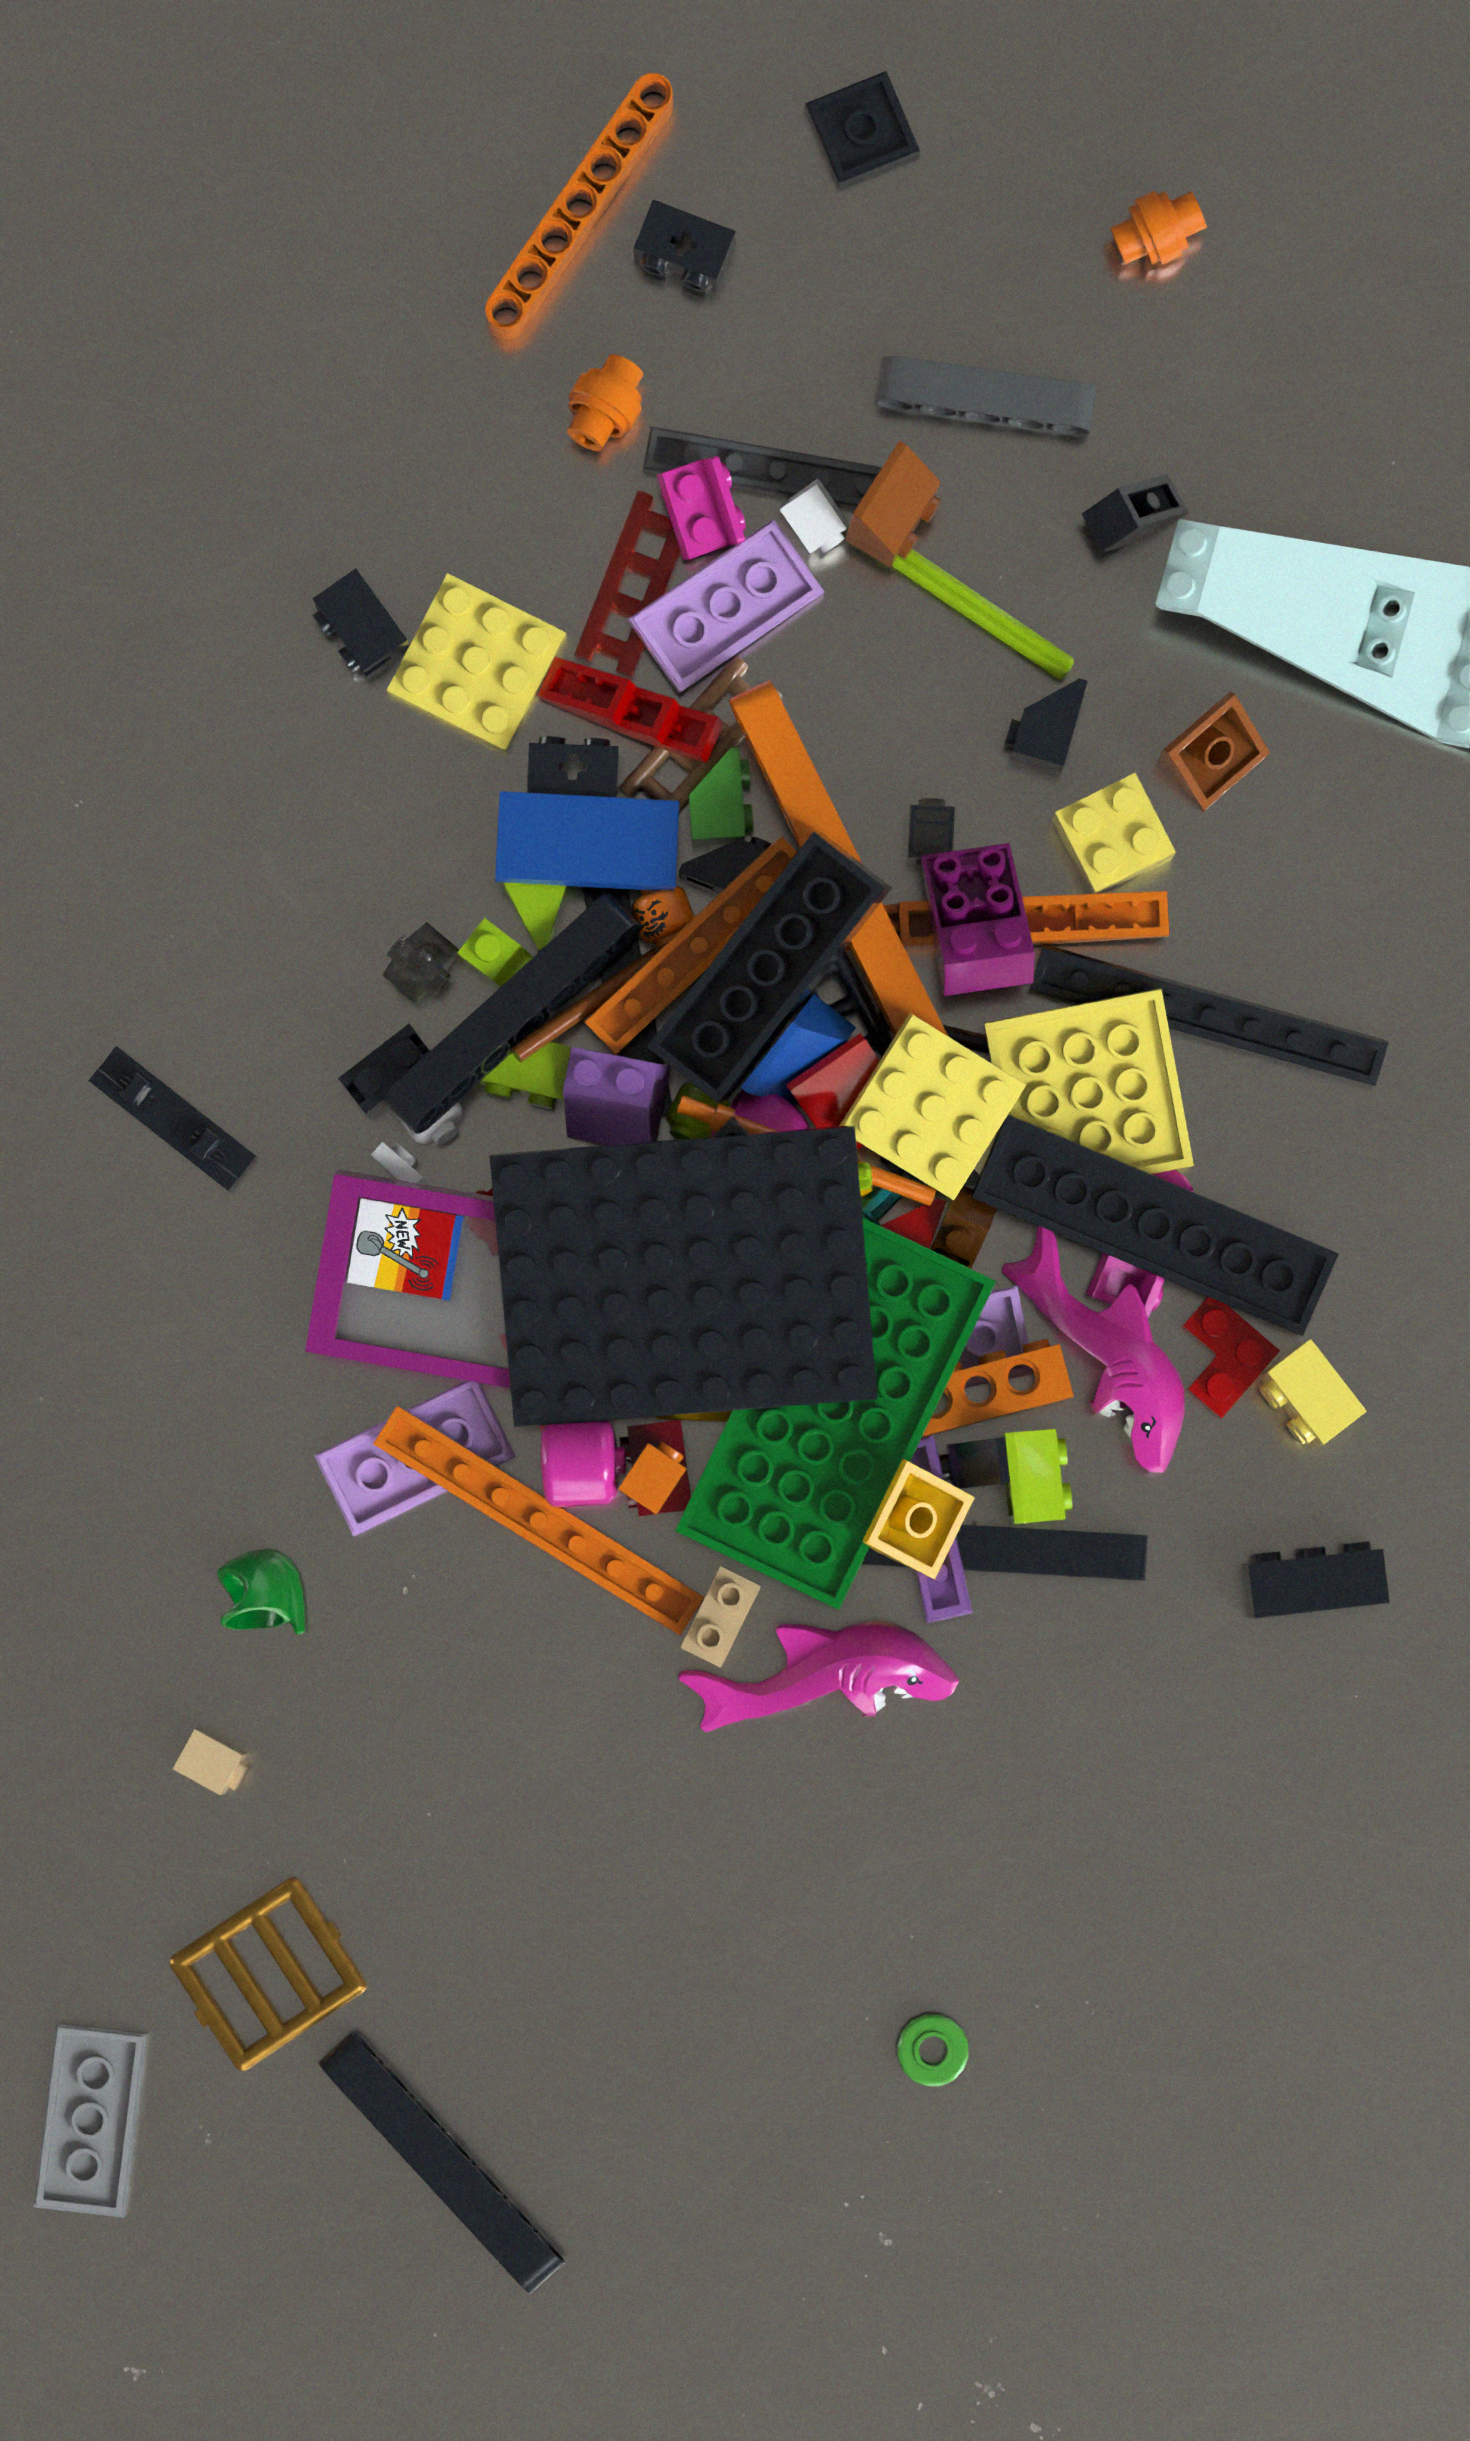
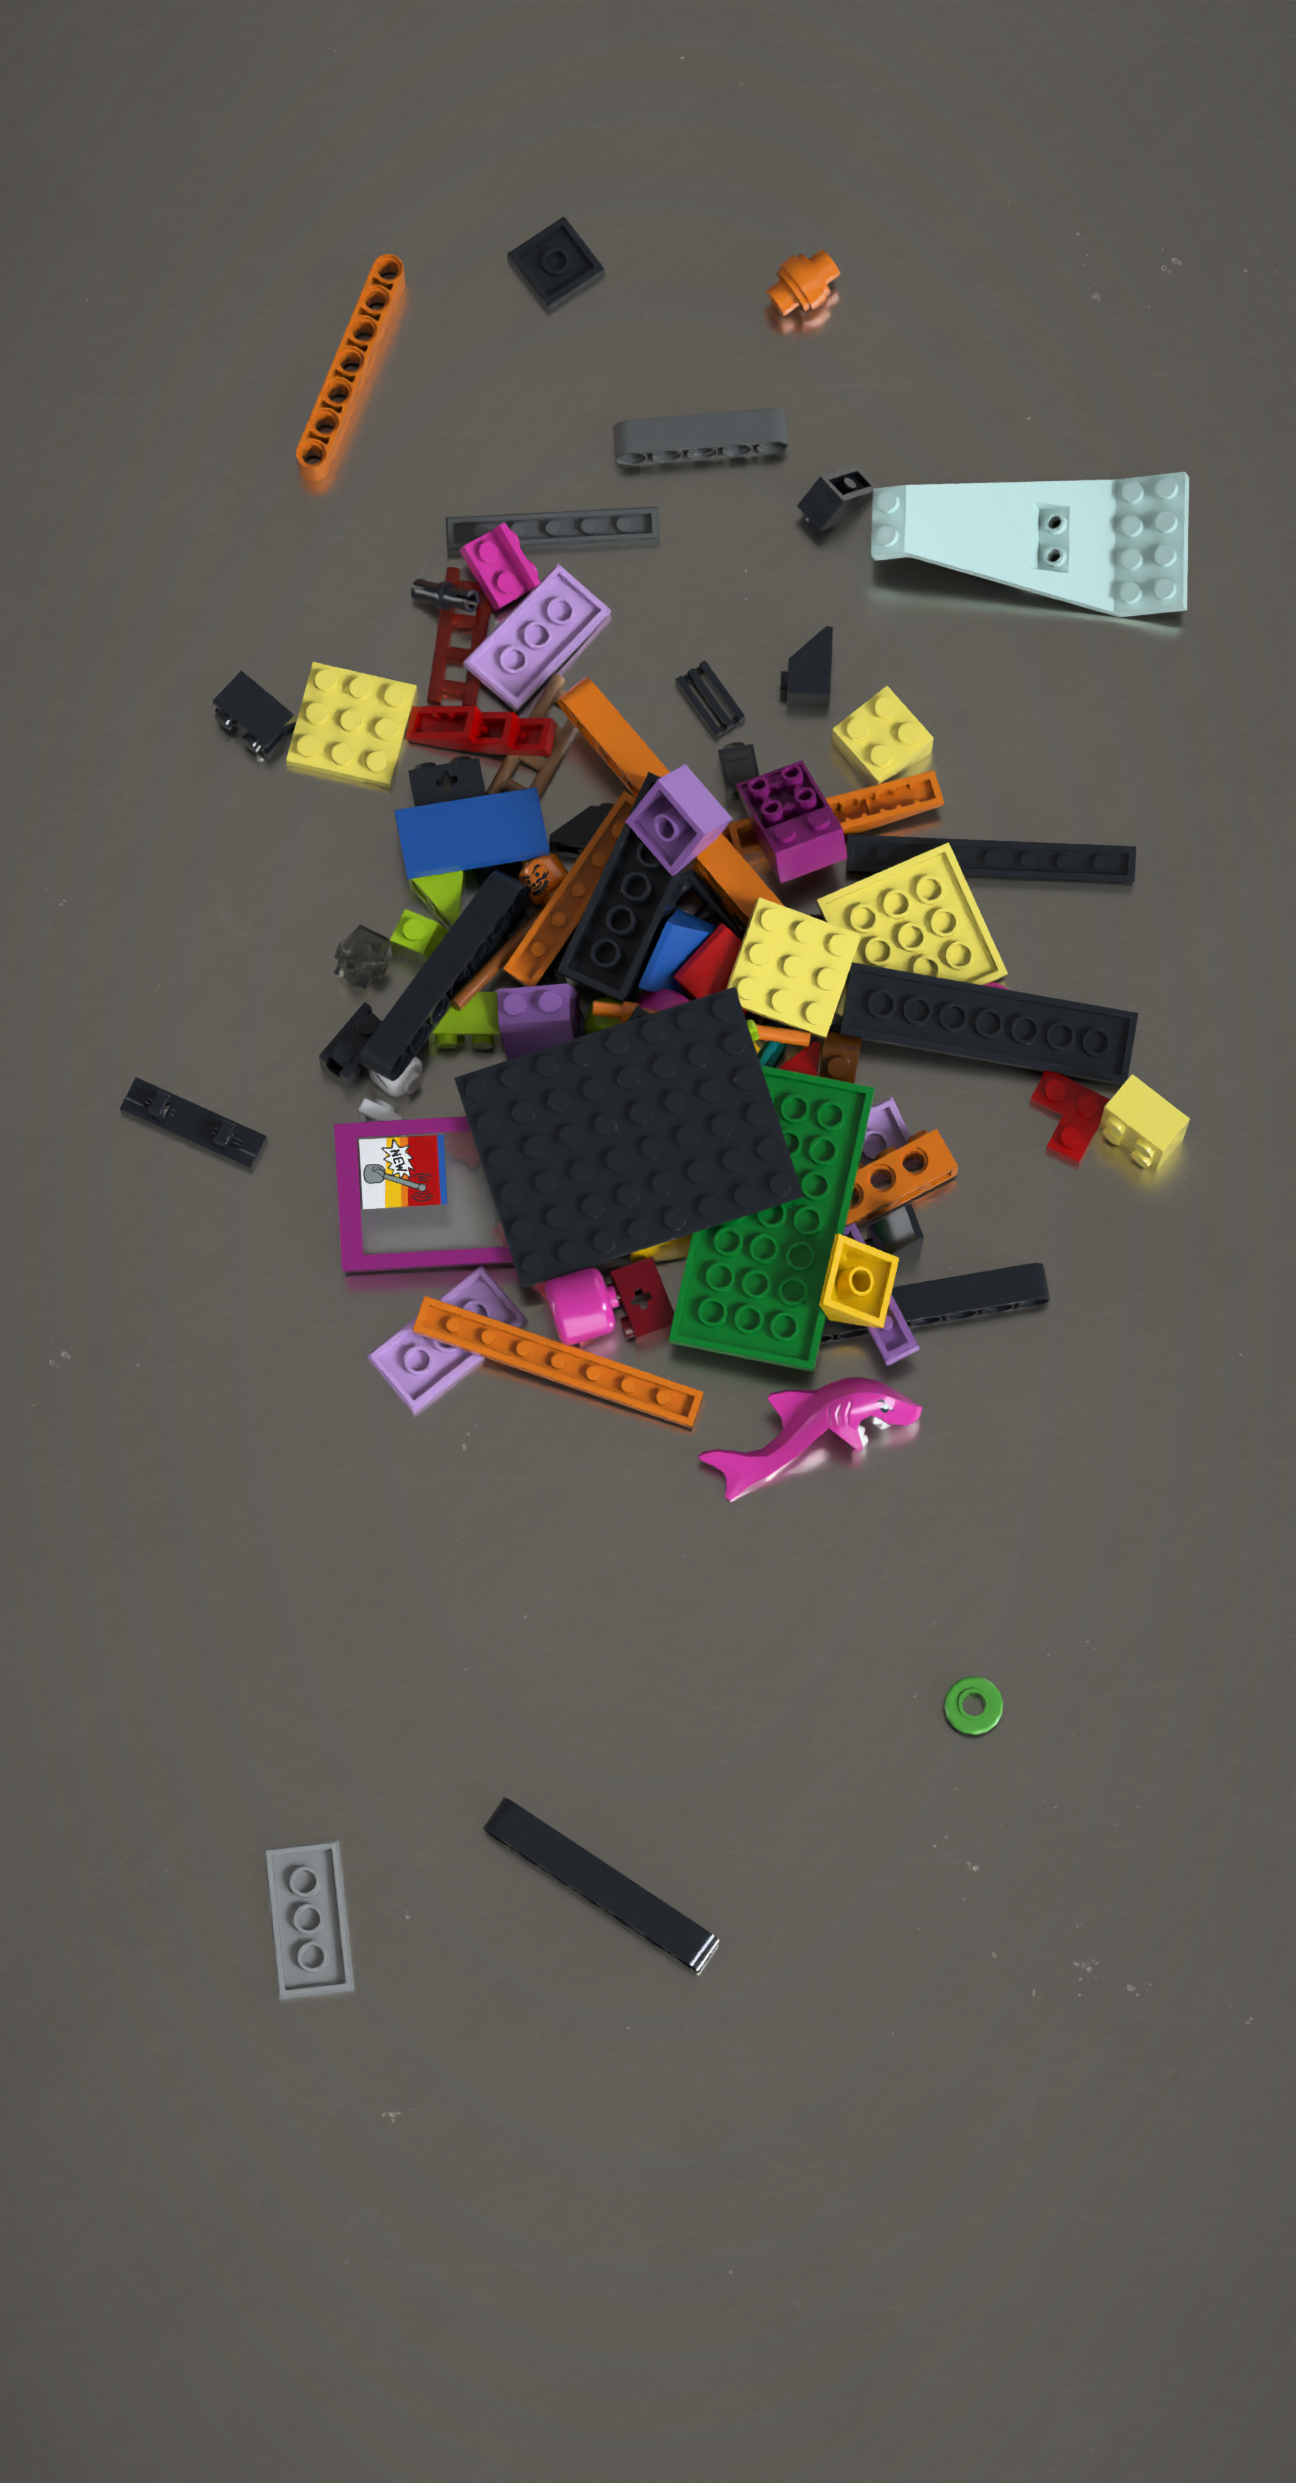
camera: 10 degrees left, 10 degrees down
(211, 1762) = (341, 1612): tan brick -> none
(263, 1591) = (357, 1470): green piece -> none
(316, 2007) = (405, 1727): pearl gold bar -> none
(605, 402) = (406, 506): orange piece -> none
(626, 529) = (445, 595): none -> black pin
(653, 1476) = (641, 1301): orange brick -> none
(667, 230) = (424, 368): black brick -> none
(718, 805) = (567, 786): bright green slope -> none
(720, 1617) = (720, 1404): tan brick -> none
(815, 517) = (591, 554): white brick -> none
(835, 903) = (678, 819): none -> medium lavender slope
(894, 507) = (650, 530): dark orange slope -> none
(904, 697) = (694, 675): none -> black tile
(985, 613) = (717, 590): lime axle -> none
(1035, 1477) = (944, 1243): lime slope -> none
(1114, 1275) = (978, 1077): dark pink bracket -> none
(1122, 1340) = (1002, 1135): dark pink piece -> none
(1214, 752) = (944, 659): dark orange slope -> none
(1316, 1581) = (1185, 1269): black brick -> none

